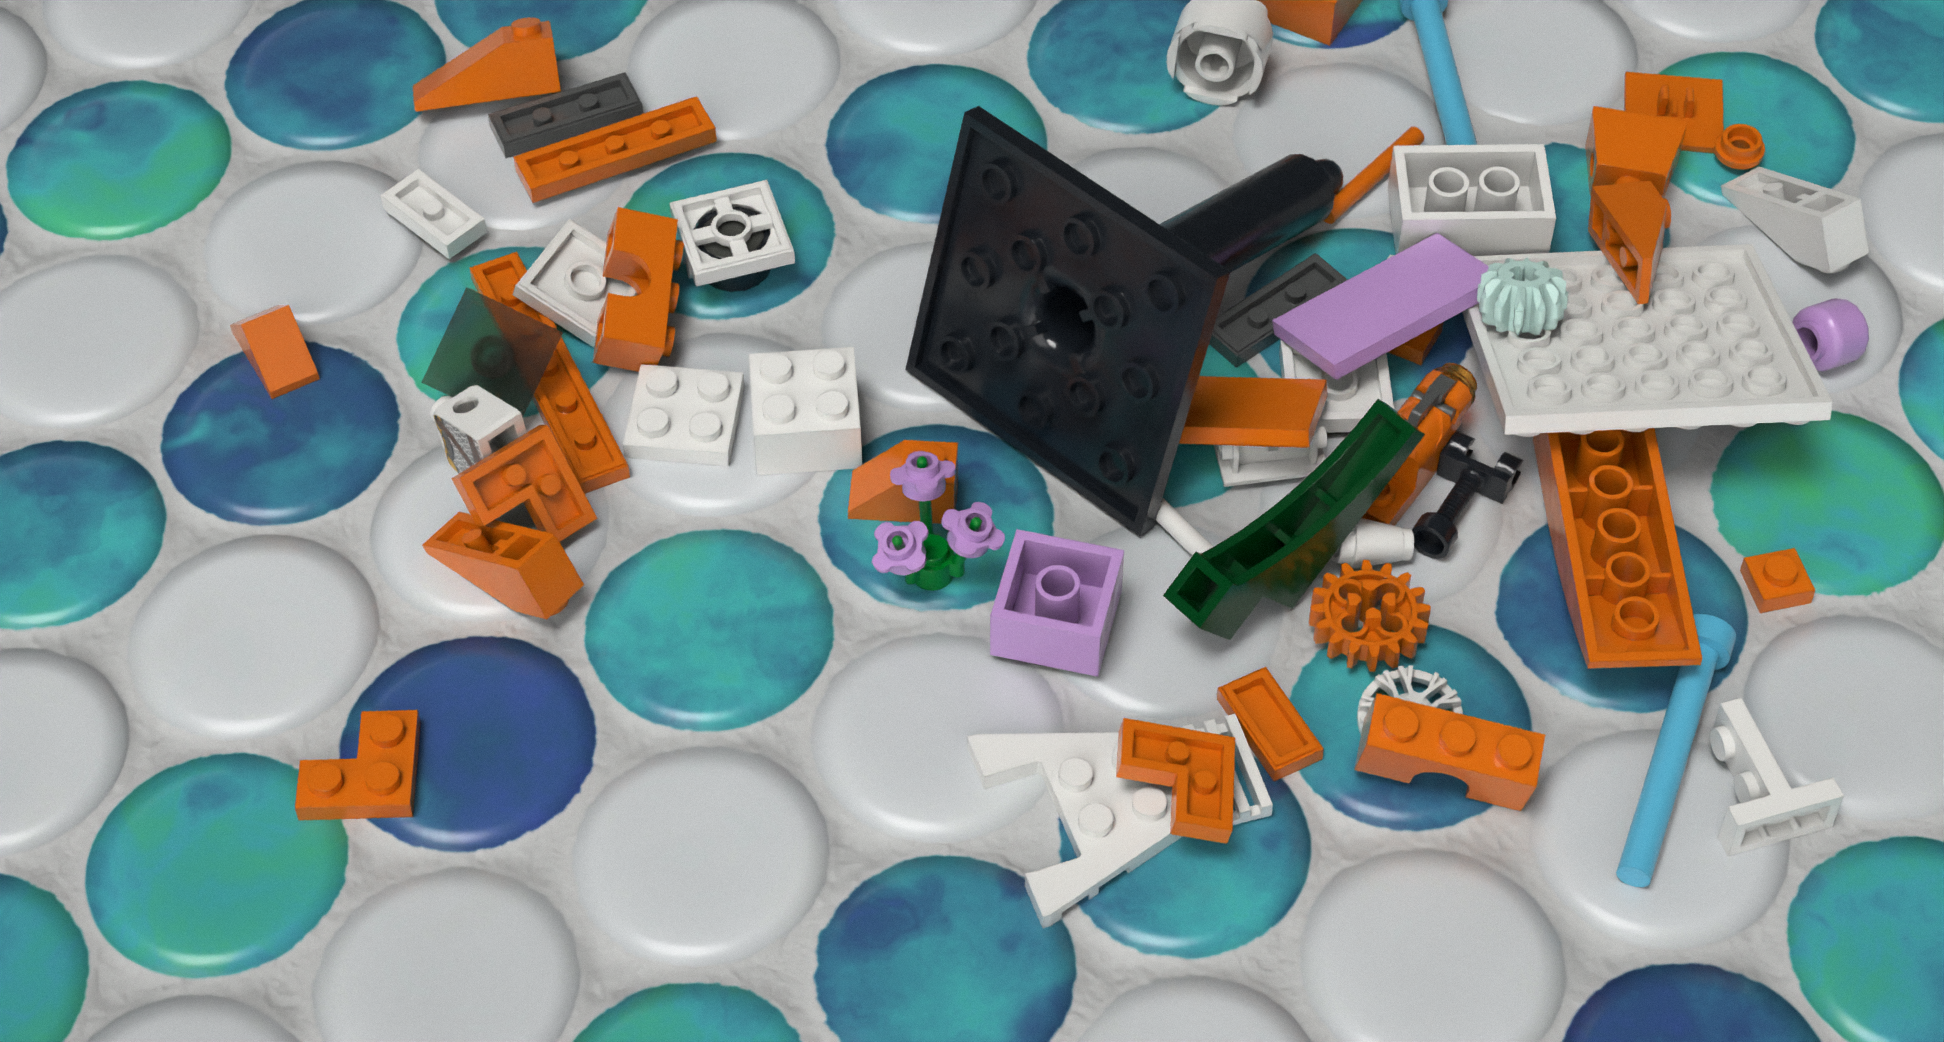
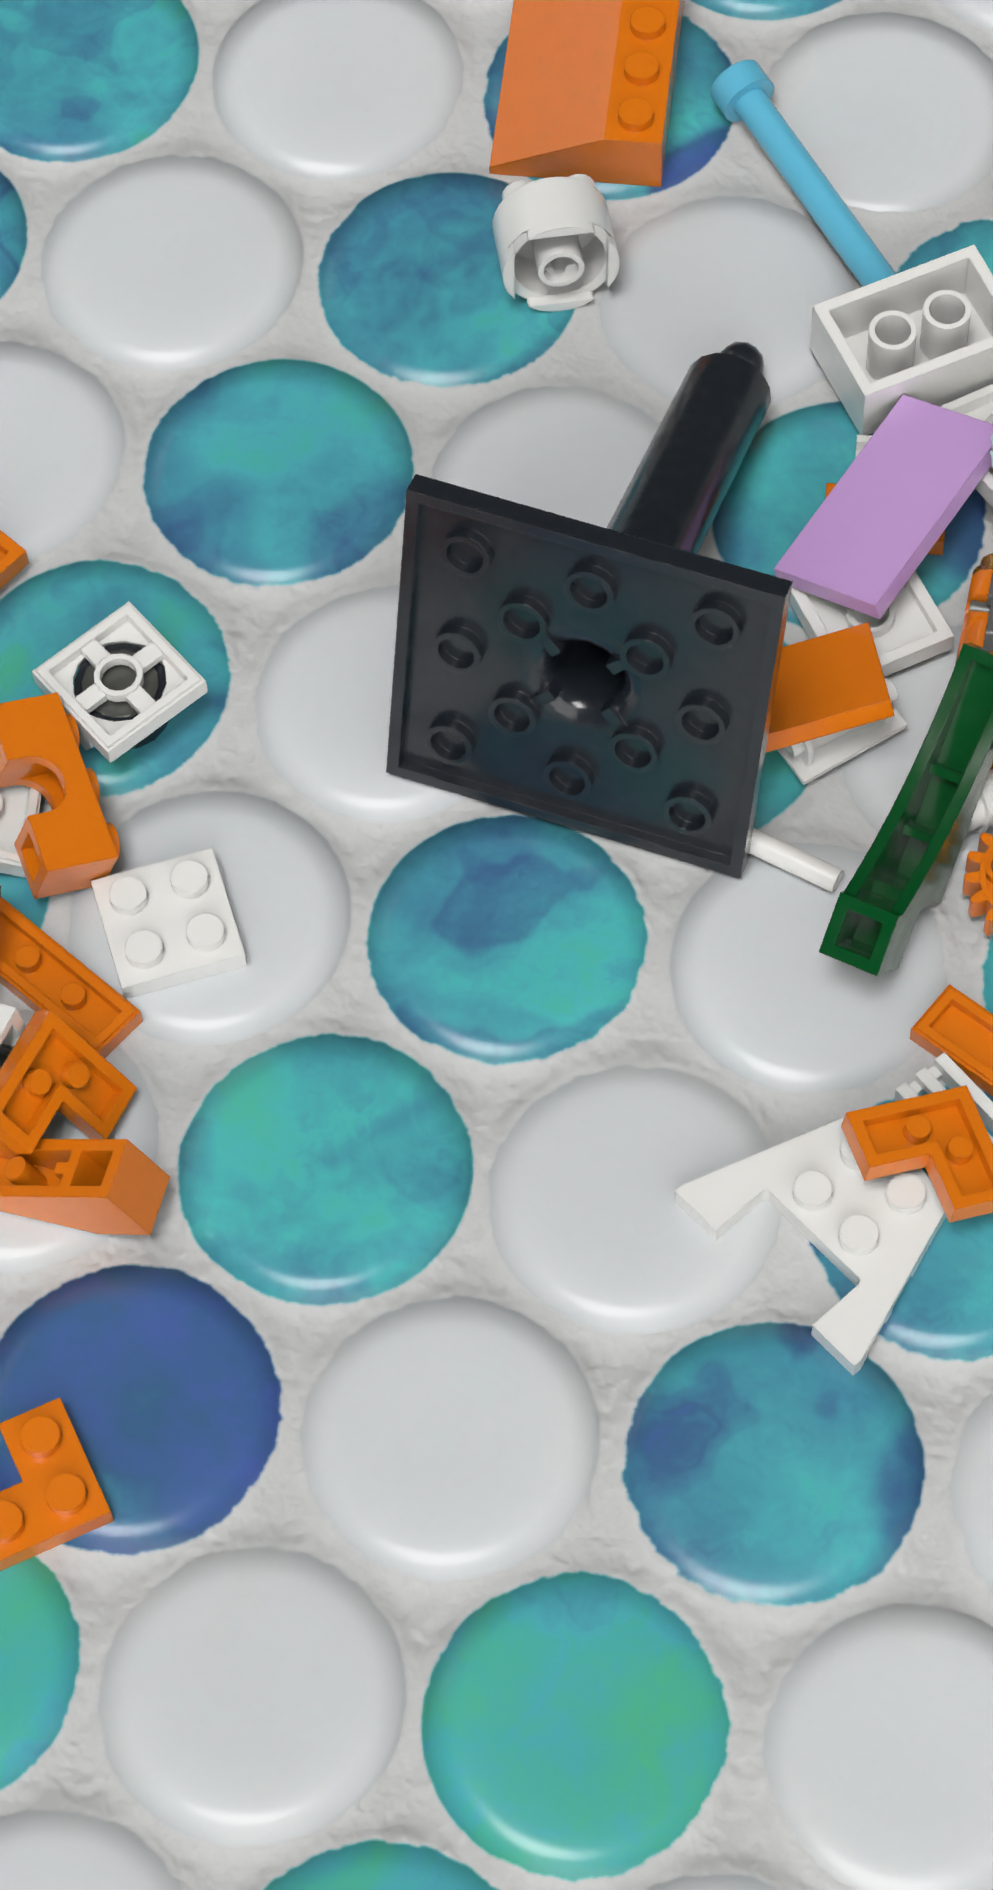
camera: 20 degrees left, 10 degrees up
(805, 411) = (309, 870): white brick -> none
(879, 499) = (464, 916): orange slope -> none
(914, 548) = (533, 996): lavender plant -> none
(1056, 602) = (702, 999): lavender brick -> none
(1249, 325) = (772, 519): dark grey tile -> none
(1370, 175) = (790, 327): orange bar -> none

